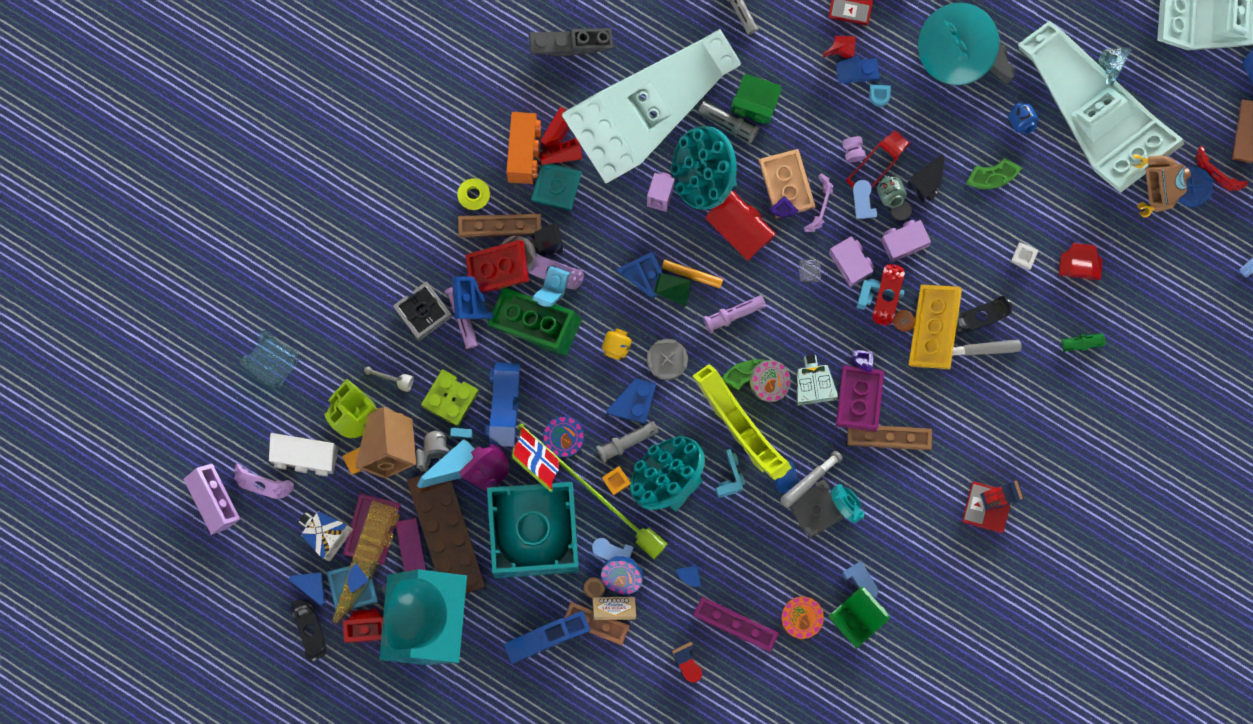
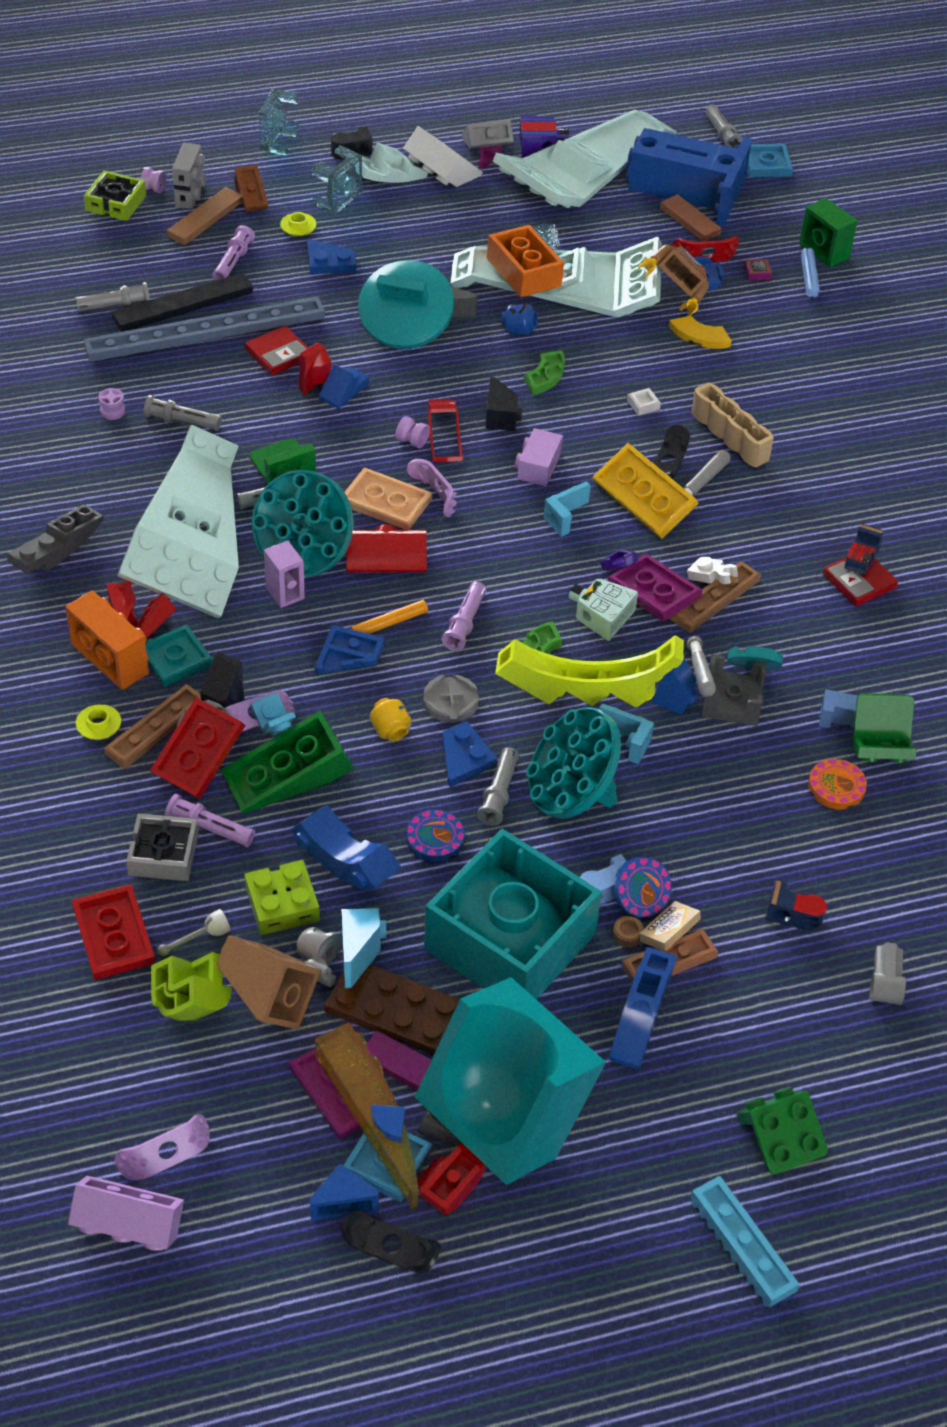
camera: 50 degrees left, 30 degrees down
(270, 361) = (42, 1030): clear light blue panel -> none
(302, 454) = (182, 1072): white slope -> none
(324, 533) = (296, 1128): torso -> none
(350, 460) = (248, 1038): light orange tile -> none
(353, 337) = (113, 932): none -> red plate
(460, 434) = (331, 914): medium azure tile -> none
(468, 299) = (200, 792): blue wing -> none
(486, 467) = (397, 912): magenta slope -> none
(544, 466) = (624, 841): flag -> none
(616, 481) = (532, 824): light orange plate -> none
(673, 288) = (390, 630): dark green slope -> none
(689, 576) = (699, 840): blue tile -> none
(735, 624) = (790, 842): magenta tile -> none
(770, 380) = (564, 633): light grey tile -> none
(784, 208) = (408, 510): dark purple tile -> none
(809, 271) = (488, 536): clear plate -> none
(851, 261) = (515, 503): lavender brick -> none
(862, 201) = (468, 456): light blue leg -> none
(879, 95) = (383, 389): medium azure tile -> none
(891, 191) = (483, 432): sand green head -> none
(891, 279) = (589, 508): red piece -> none
(901, 212) = (506, 445): dark grey tile -> none
(904, 321) = (614, 509): dark orange tile -> none
(904, 417) = (710, 569): none -> white plate
(1045, 334) = (732, 425): none -> tan brick
(1068, 80) = (525, 260): none -> orange brick
(1081, 262) = (691, 372): red slope -> none
(1083, 342) = (769, 415): green pin -> none
(1126, 235) = (709, 336): none -> yellow tile
(1234, 218) = (757, 269): none -> tile

